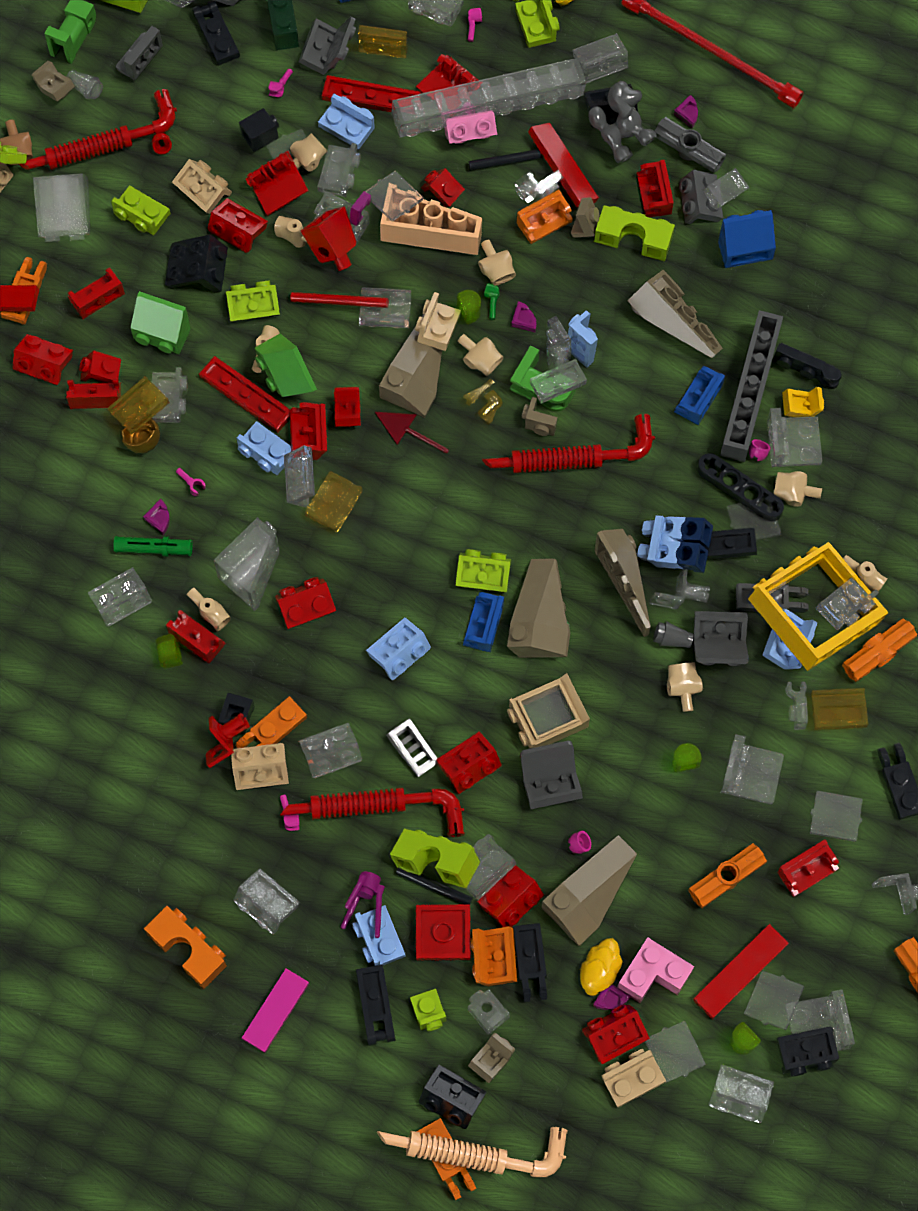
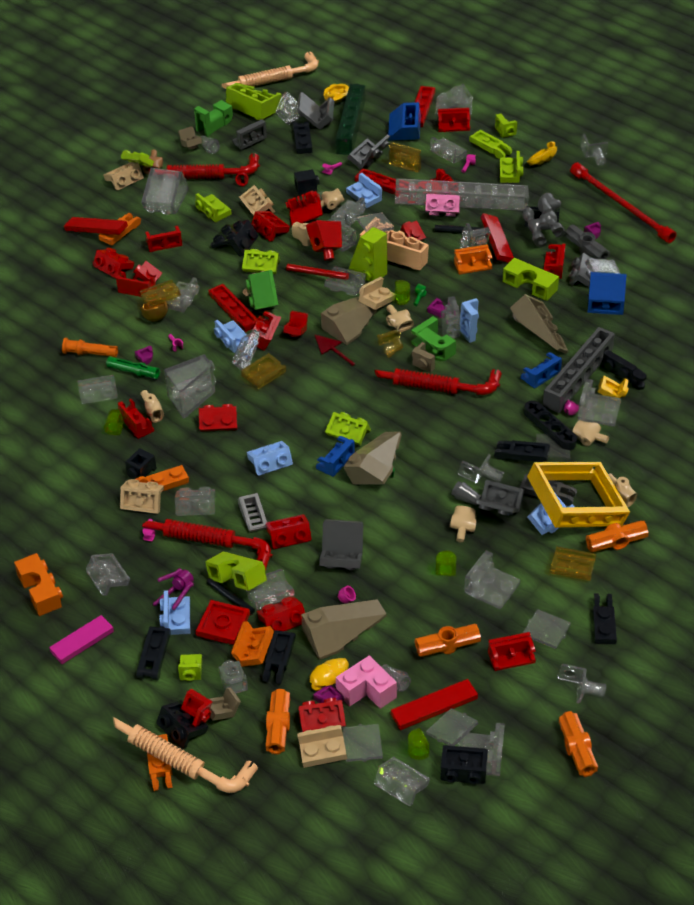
camera: 20 degrees right, 25 degrees down
(65, 531) = (81, 347): none -> orange pin
(160, 323) = (195, 256): bright green slope -> none
(224, 735) = (127, 467): red bracket -> none
(357, 208) = (349, 223): magenta tile -> none
(408, 262) = (371, 255): none -> lime wedge
(469, 1074) = (197, 706): none -> red bracket
(496, 266) = (430, 278): tan piece -> none
(548, 713) = (360, 508): tan window -> none
(558, 381) = (442, 334): clear plate -> none
(567, 1058) = (278, 721): none -> orange piece
(586, 219) = (500, 260): dark tan bracket -> none
(602, 57) = (537, 189): clear hinge -> none
(620, 561) = (445, 443): dark tan wedge -> none
(677, 542) = (490, 438): hips -> none
(683, 948) = (401, 677): none -> clear cone
(798, 711) = (541, 556): clear plate -> none
(846, 603) = (598, 493): clear bracket -> none

